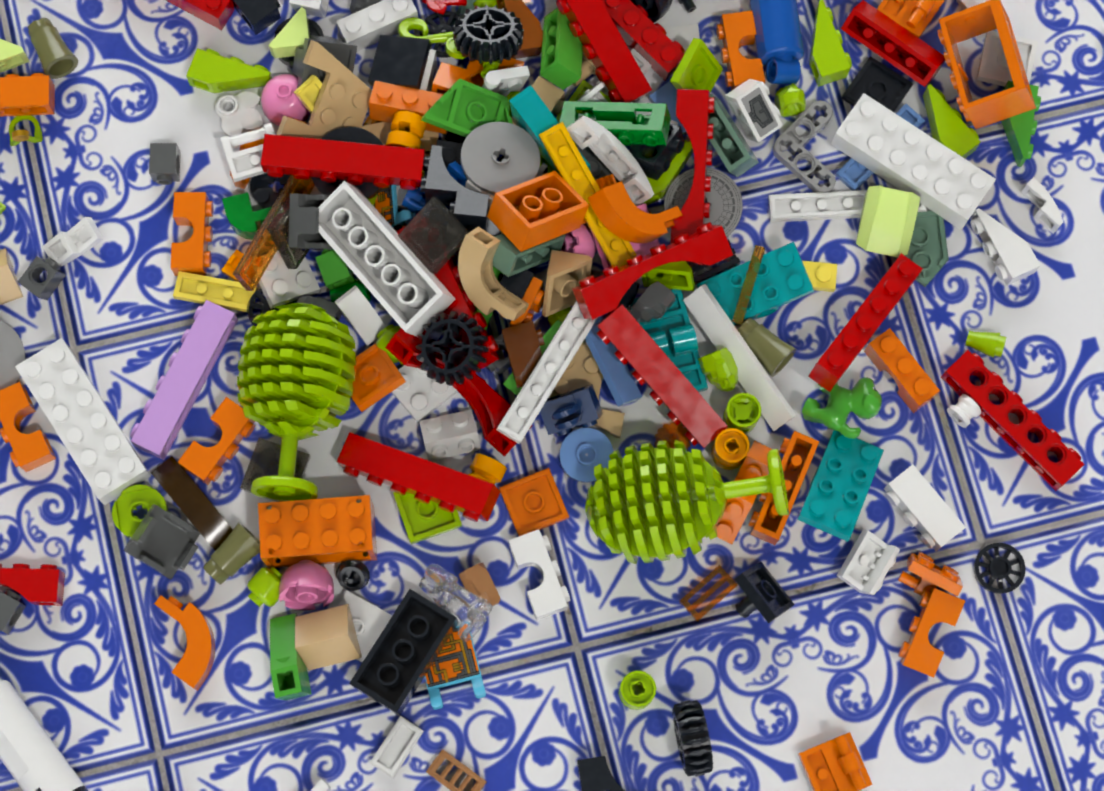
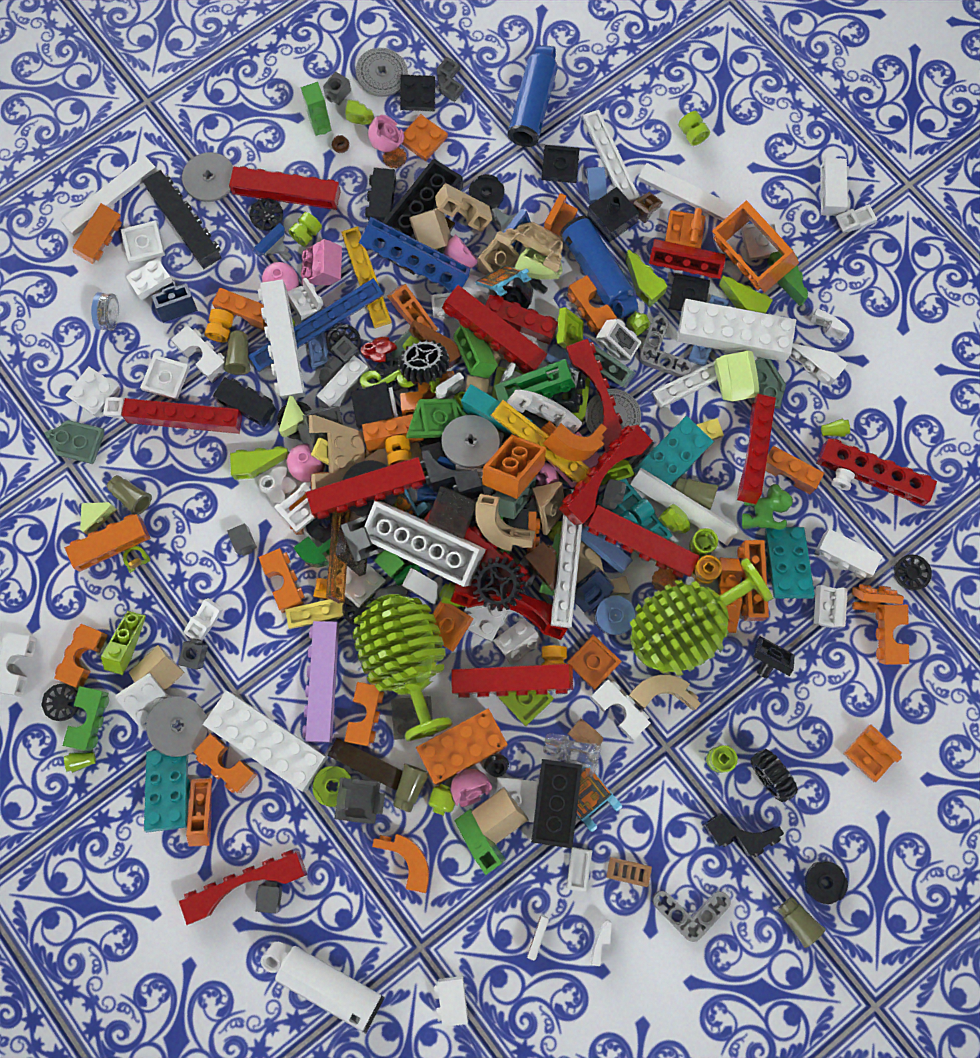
camera: 20 degrees left, 0 degrees up
(605, 566) = (664, 684): none -> tan arch
(691, 608) = (729, 687): clear orange tile -> none
(748, 285) = (669, 456): bar -> none

